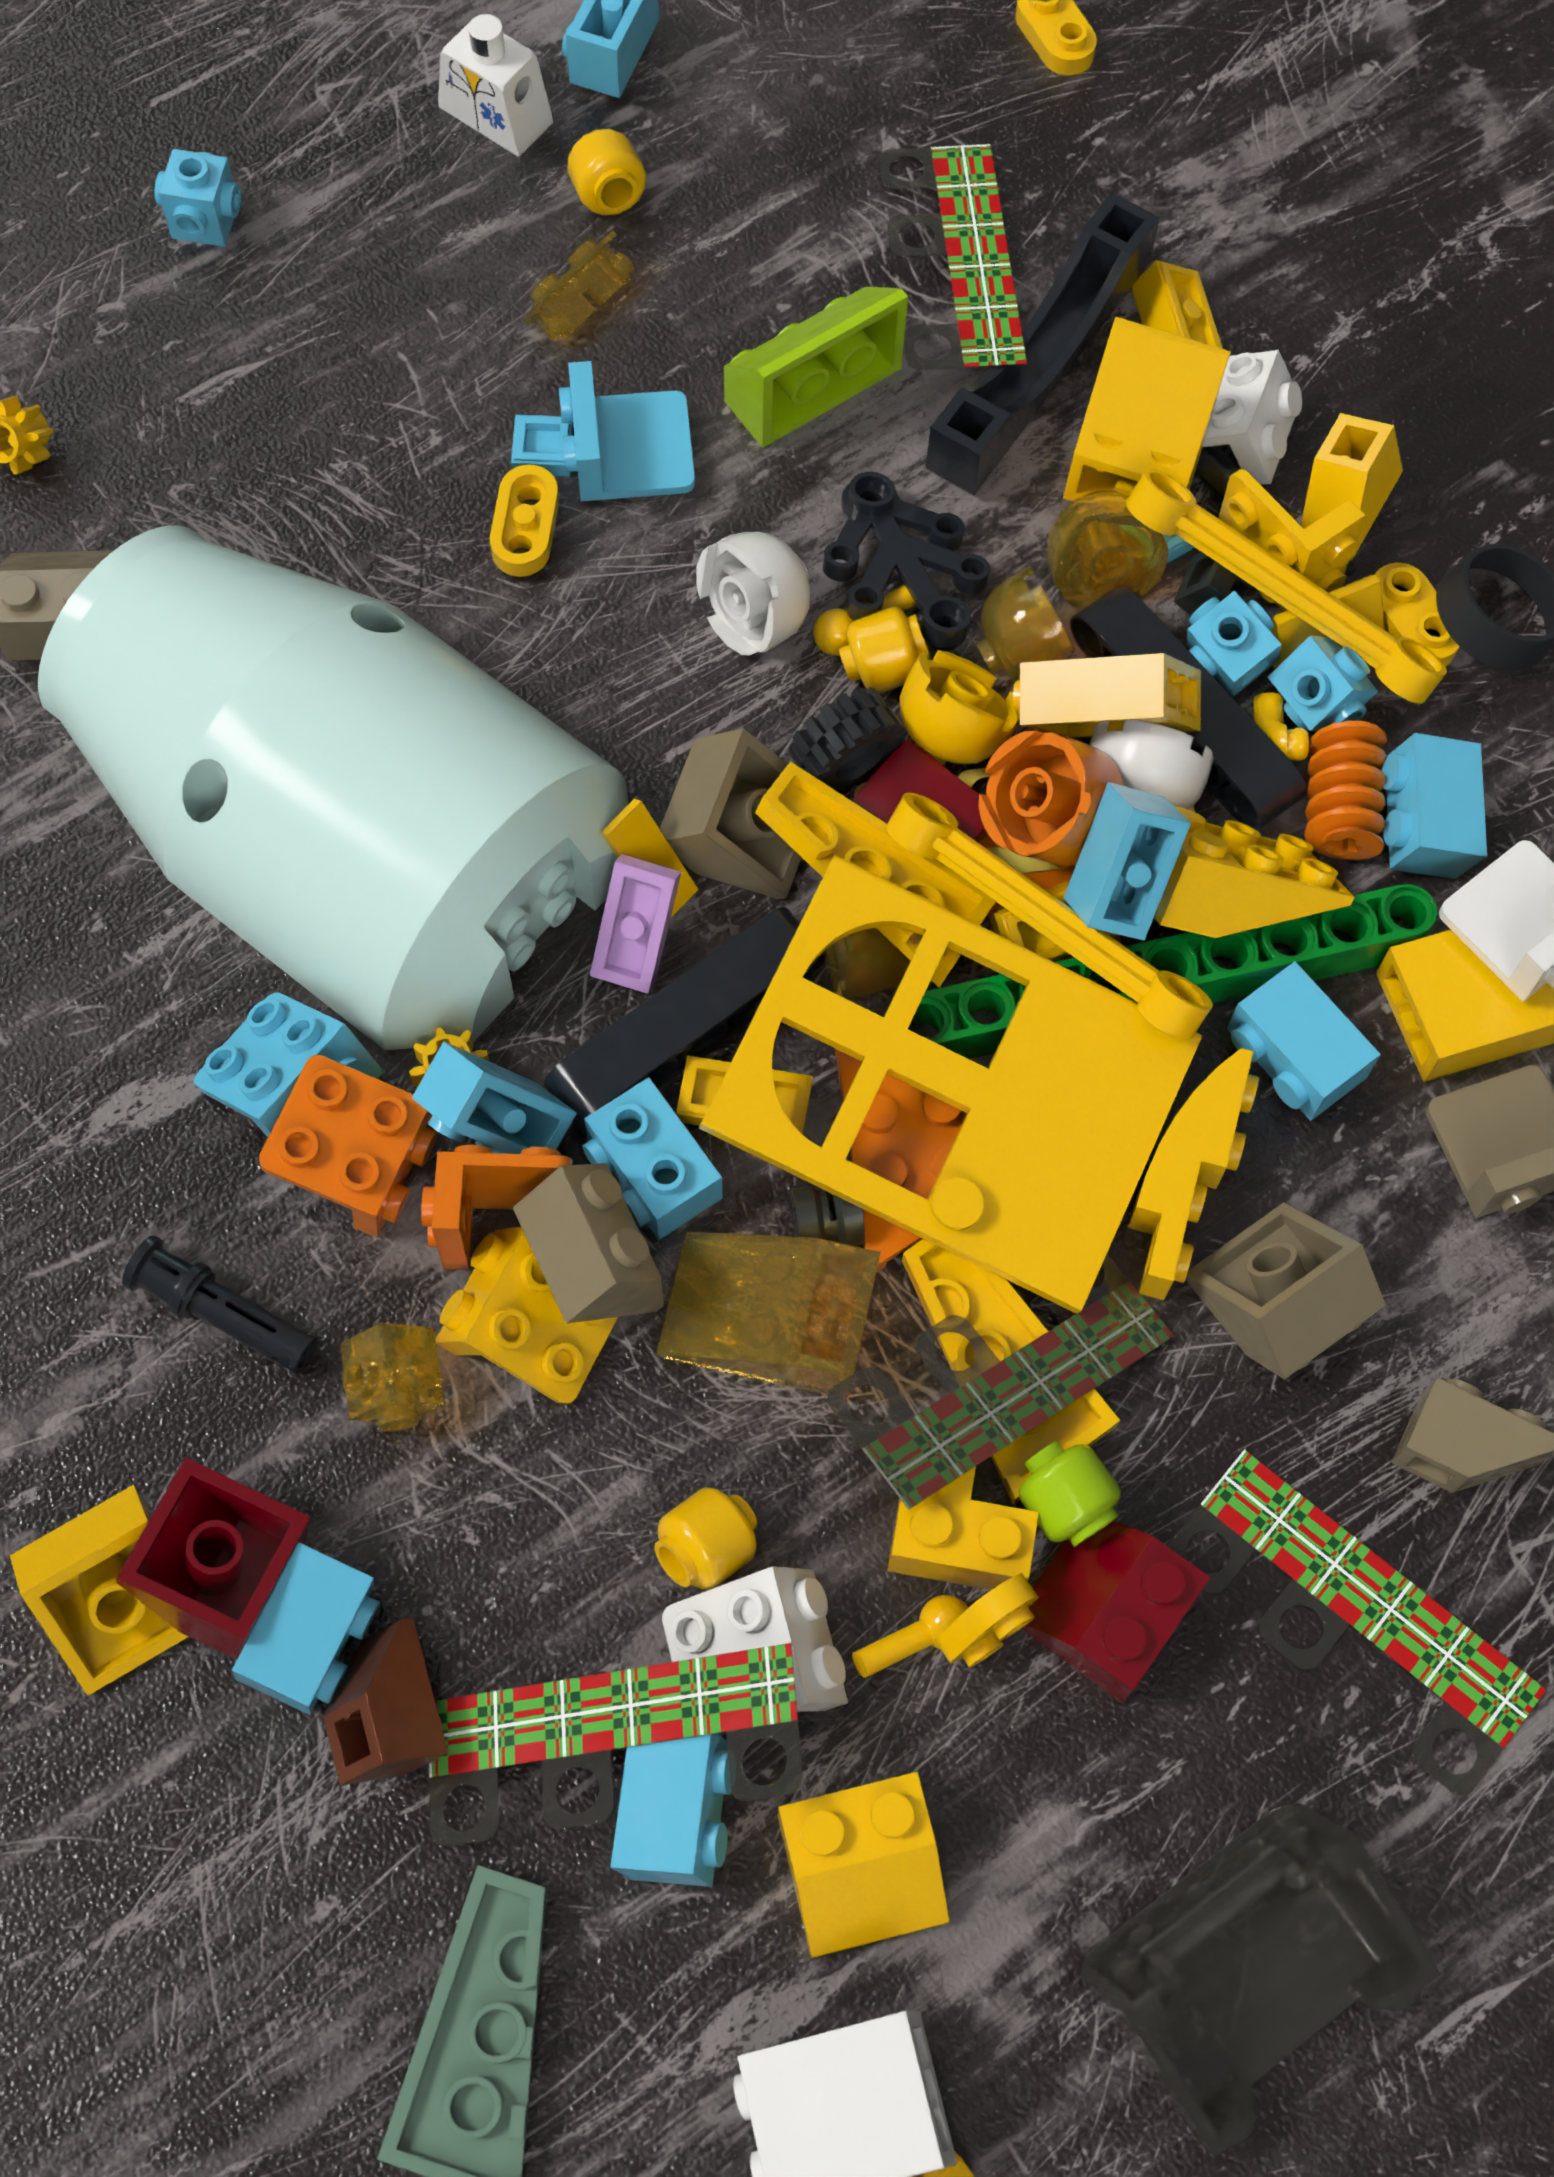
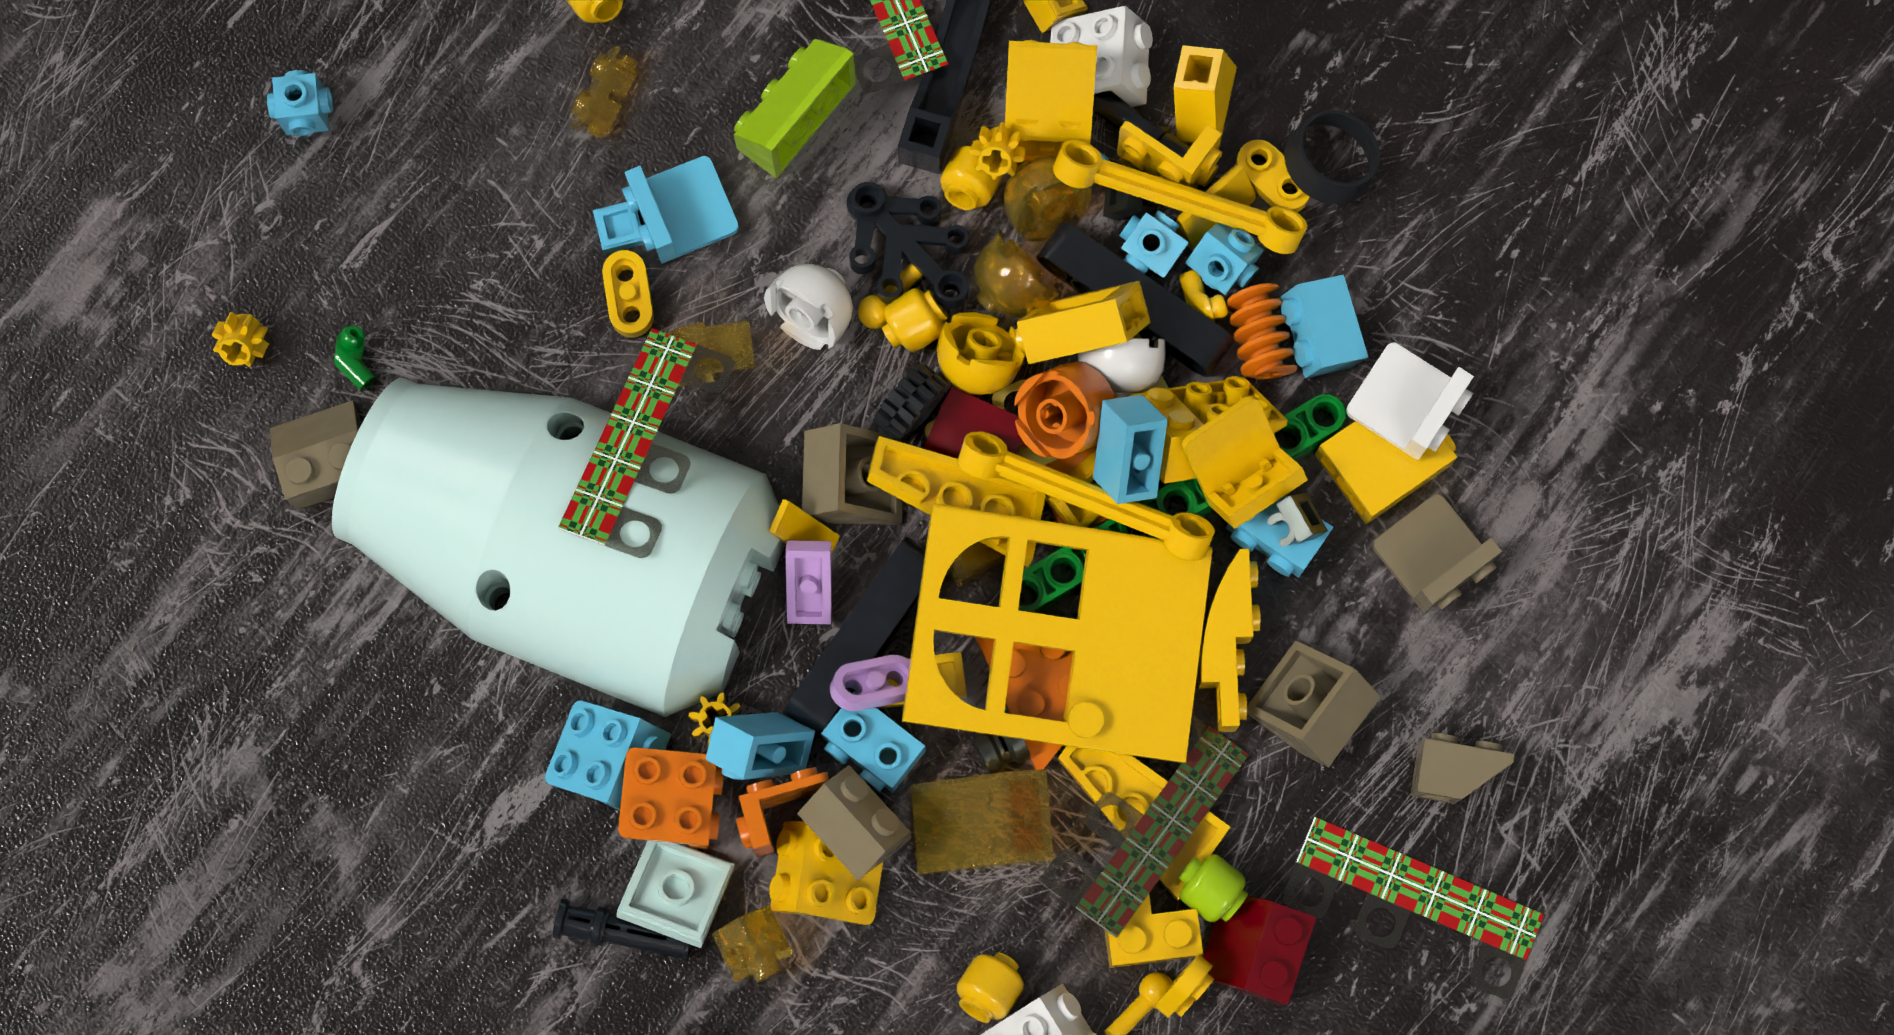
camera: 15 degrees left, 10 degrees up
(148, 493) = (349, 357): none -> green arm
(312, 1273) = (675, 891): none -> light aqua plate
(450, 661) = (627, 446): none -> piece
(593, 603) = (729, 339): none -> clear yellow brick
(671, 1068) = (870, 682): none -> lavender plate
(1014, 503) = (964, 184): none -> yellow head
(1045, 471) = (996, 162): none -> yellow gear
(1274, 921) = (1241, 462): none -> yellow bracket
(1338, 1021) = (1301, 518): none -> tile

